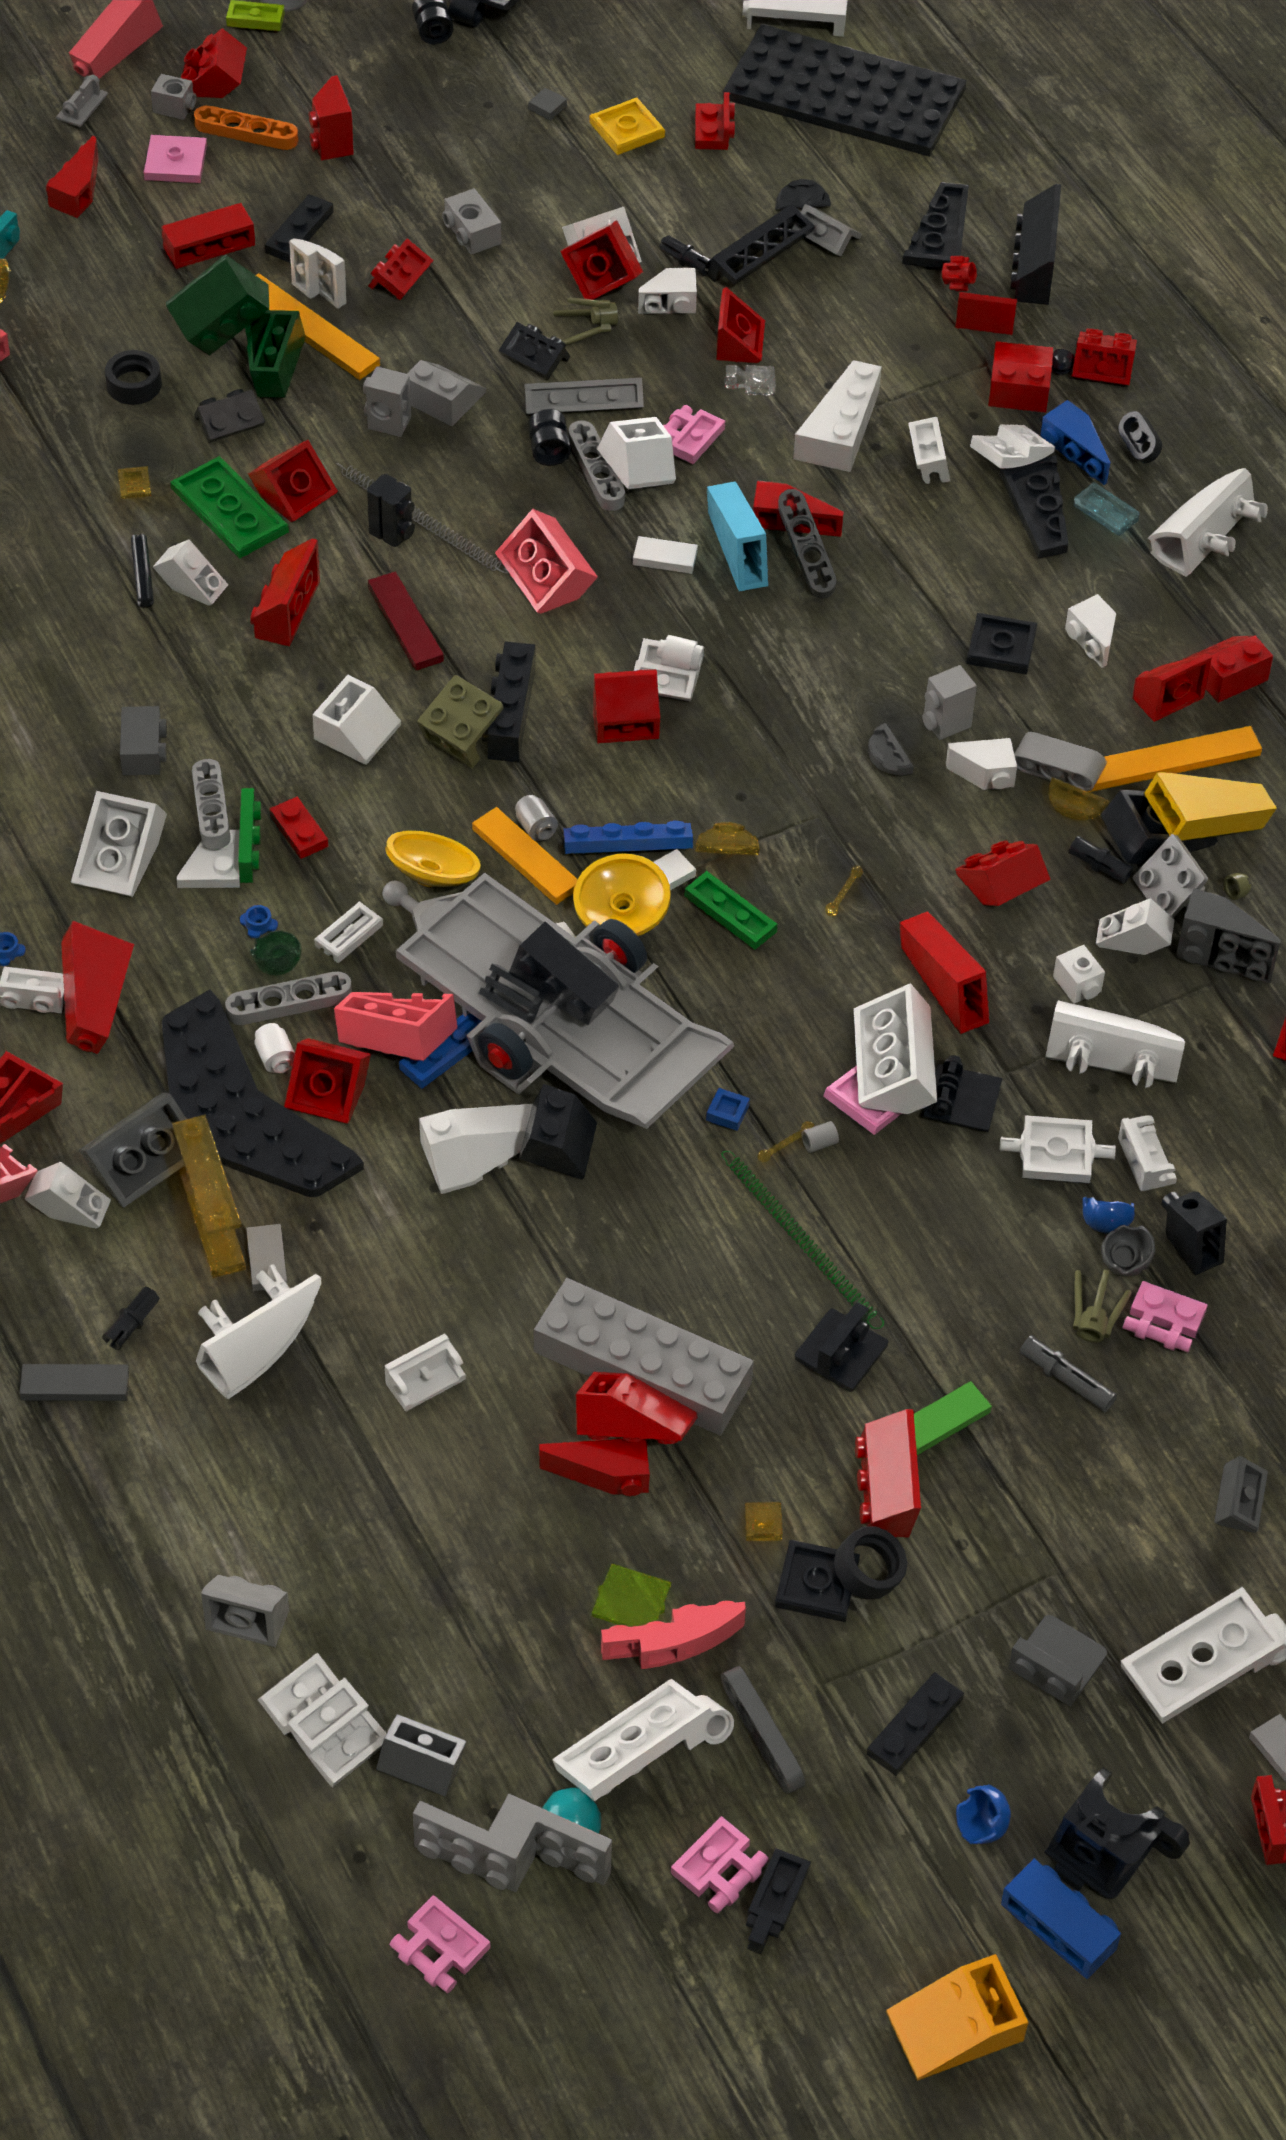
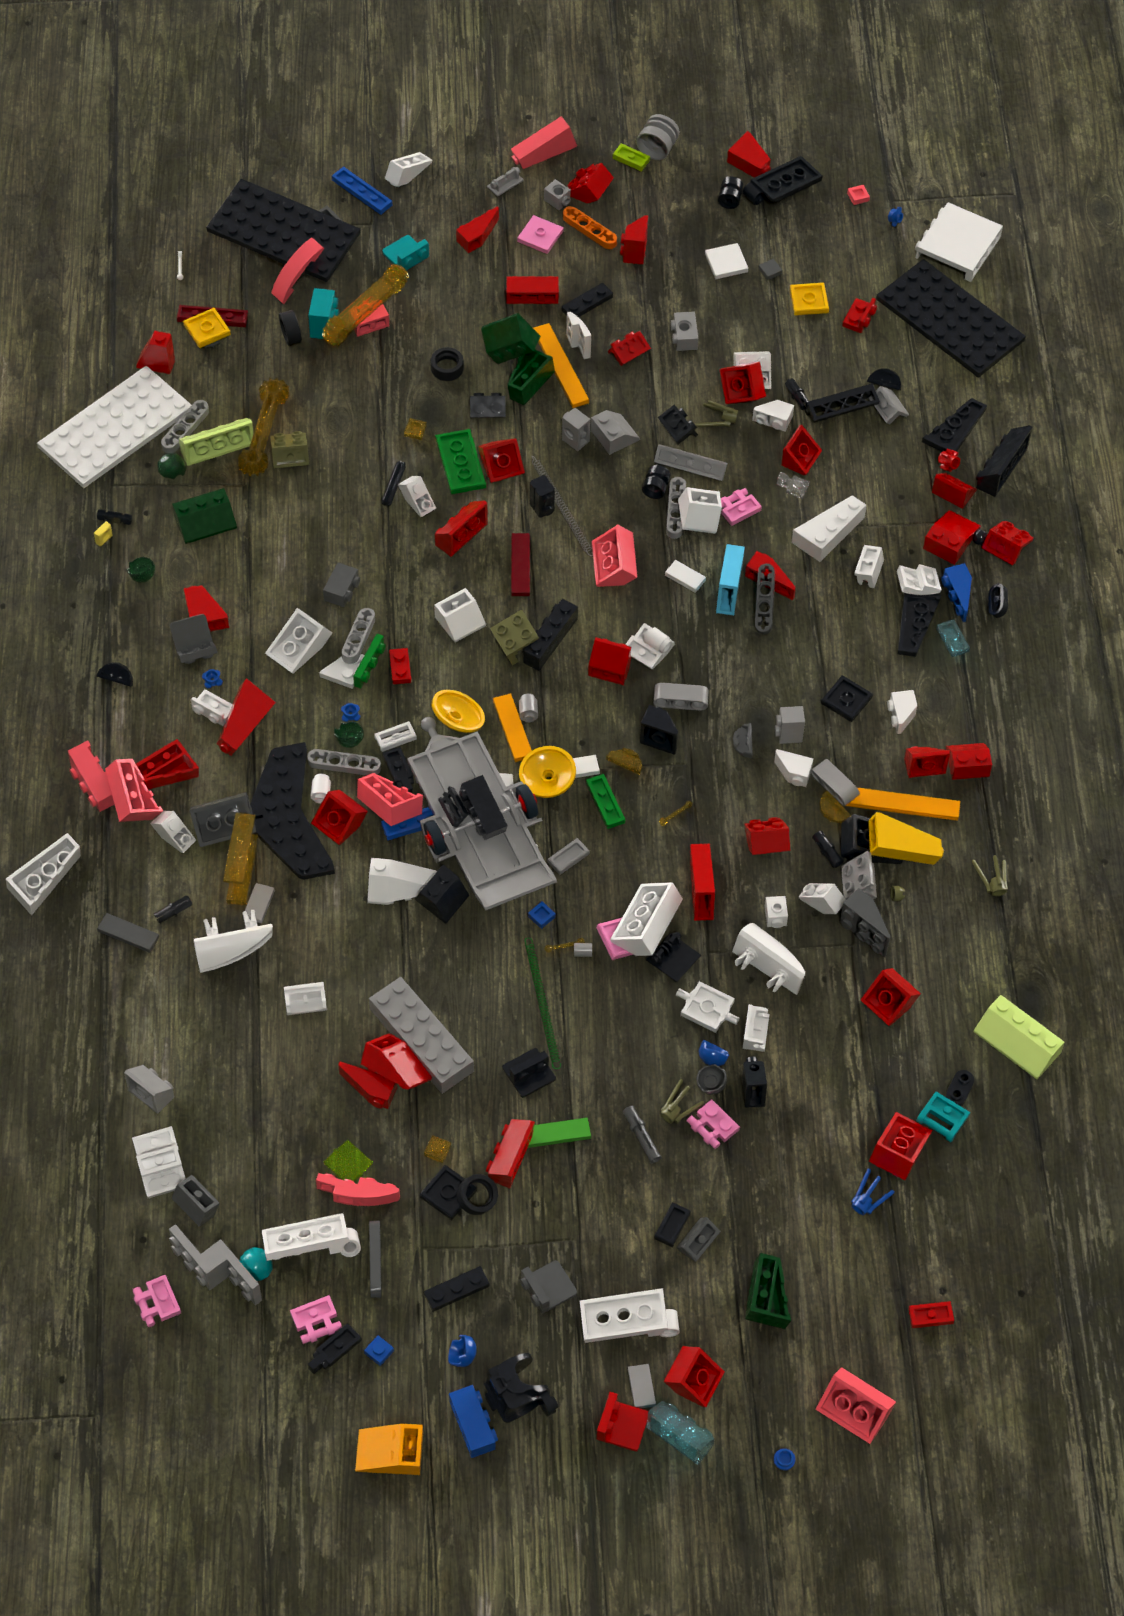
camera: 25 degrees right, 5 degrees up
(380, 973) = (399, 768): none -> black hinge
(476, 112) = (726, 261): none -> white tile
(635, 837) = (572, 738): blue plate -> none
(720, 1006) = (568, 856): none -> light grey tile
(758, 722) = (681, 696): none -> light grey beam
(760, 778) = (659, 730): none -> black slope
(846, 1871) = (379, 1350): none -> blue plate
(1190, 1490) = (672, 1224): none -> black tile
(1204, 522) = (1004, 666): white piece -> none

